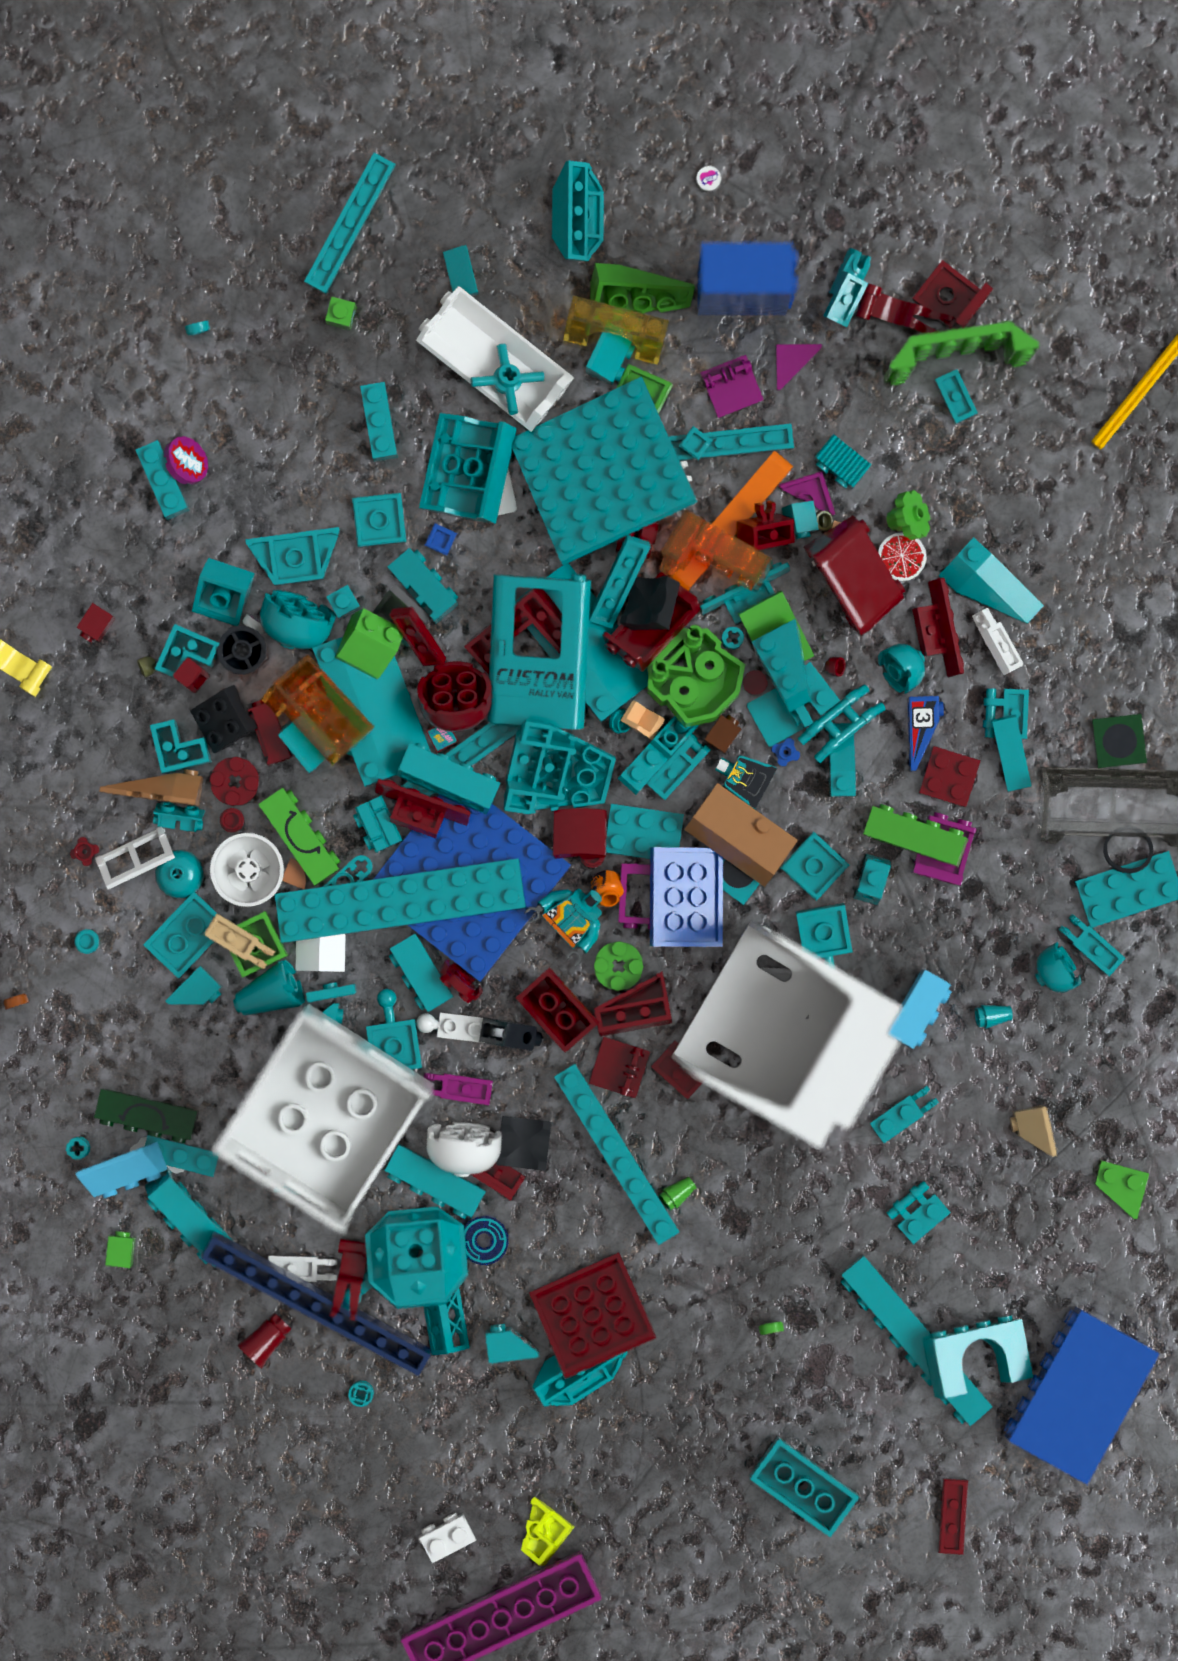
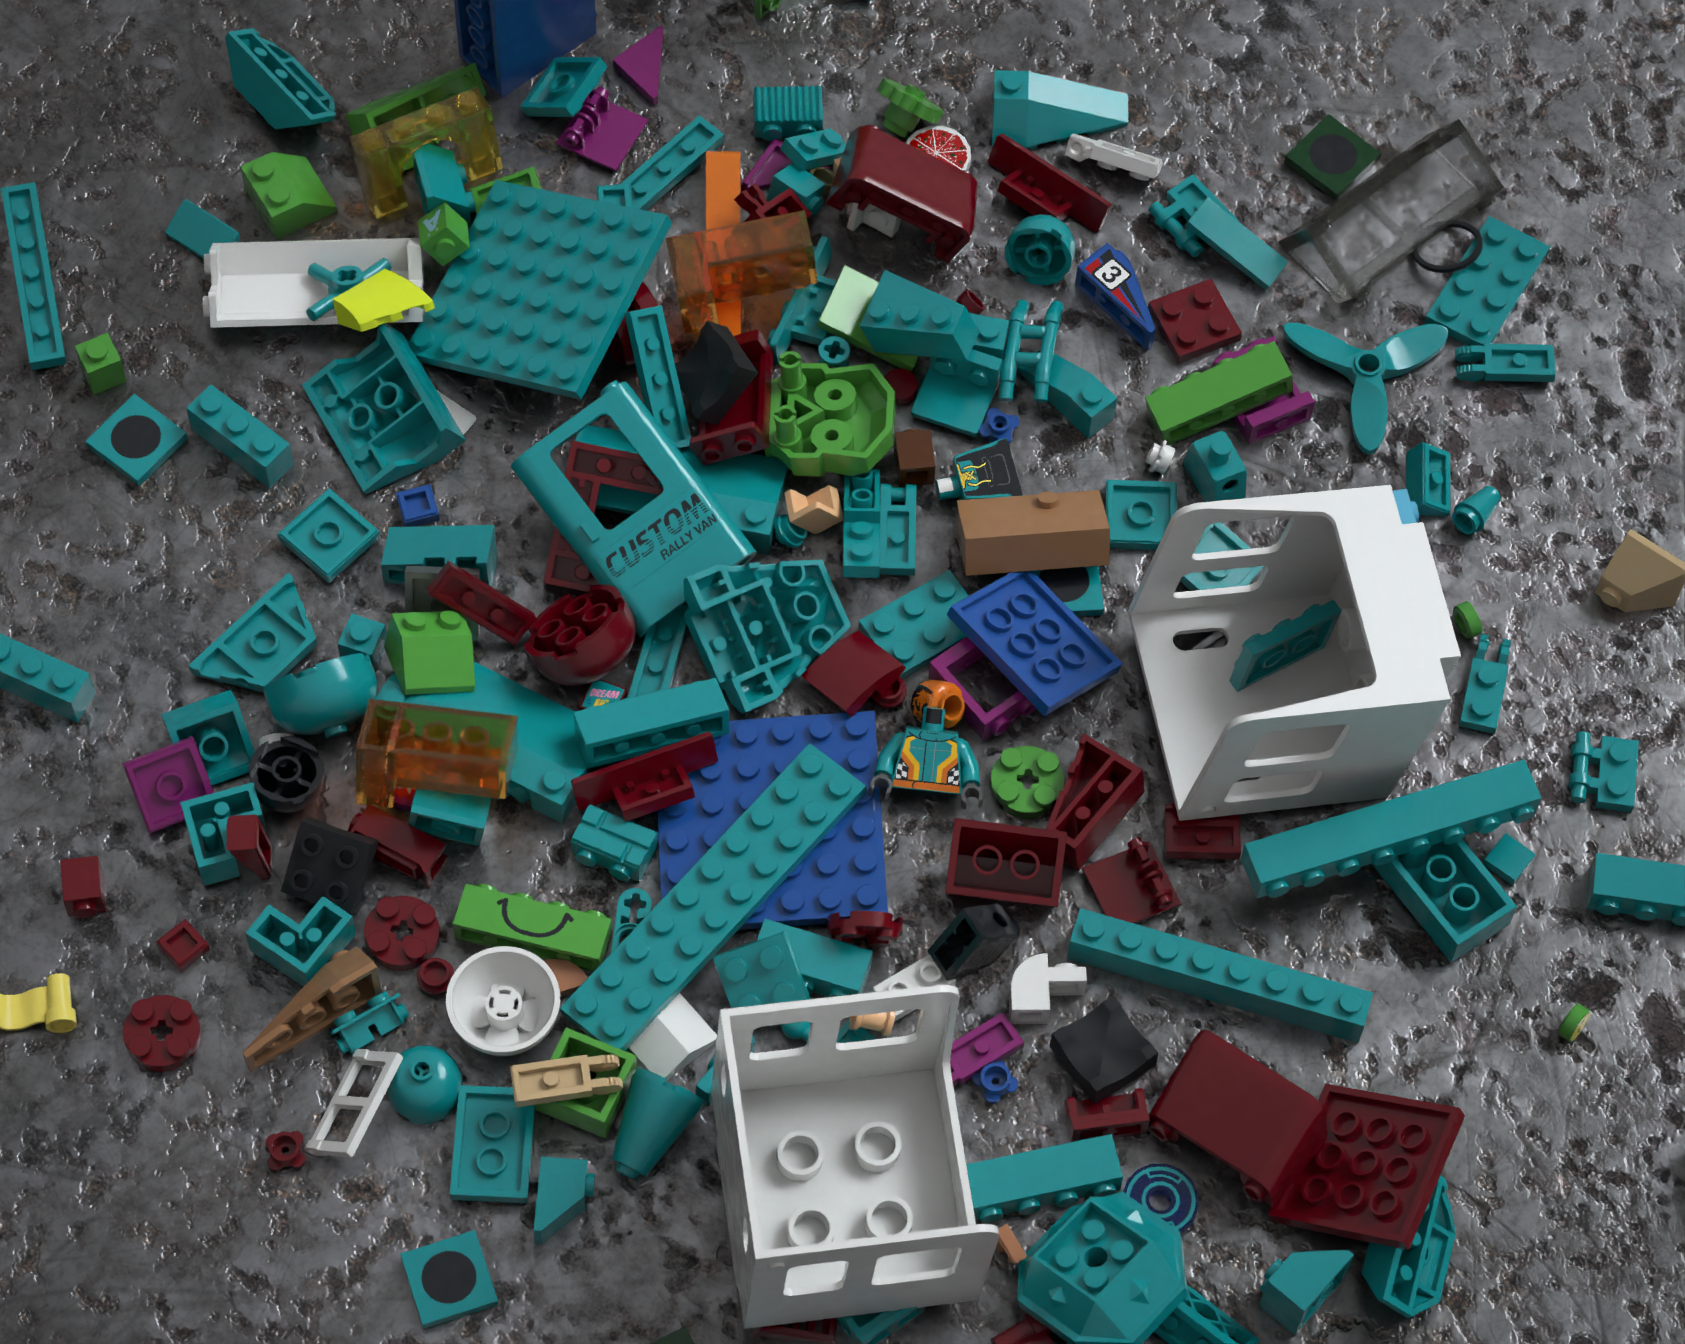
camera: 40 degrees left, 25 degrees down
(71, 722) = (158, 1011): none -> dark red plate
(87, 941) = (376, 1251): teal tile -> none
(110, 985) = (449, 1279): none -> teal tile
(121, 695) = (182, 945): none -> dark red tile
(147, 666) = (185, 889): olive hinge -> none
(181, 603) = (166, 779): none -> magenta tile
(186, 460) = (46, 633): tile -> none
(326, 374) = (136, 440): none -> teal tile
(386, 964) = (761, 973): none -> teal plate
(388, 1201) = (1009, 1244): none -> nougat tile
(425, 1035) = (879, 1022): none -> light nougat bush
(453, 1116) = (1002, 1074): none -> blue plate
(463, 1147) = (1042, 1104): white cylinder -> none
(511, 408) = (379, 301): none -> neon yellow slope
(519, 1078) = (1034, 985): none -> white brick
(528, 284) = (286, 192): none -> bright green slope
(551, 1238) = (1241, 1116): none -> dark red windscreen
(583, 389) = (443, 234): none -> bright green brick
(677, 1193) = (1328, 959): bright green cone -> none
(730, 344) = (564, 87): none -> teal plate
(764, 1161) = (1391, 829): none -> teal brick
(769, 1223) = (1450, 896): none -> teal brick
(805, 1012) = (1284, 644): none -> teal plate
(823, 1216) = (1509, 859): none -> teal tile
(835, 500) = (814, 149): none -> teal plate
(853, 843) = (1160, 457): none -> white plate
(926, 1073) = (1467, 620): none -> bright green tile
(985, 976) = (1429, 479): none -> teal slope
(1032, 890) = (1389, 359): none -> teal piece
(1056, 969) = (1497, 407): teal cylinder -> none

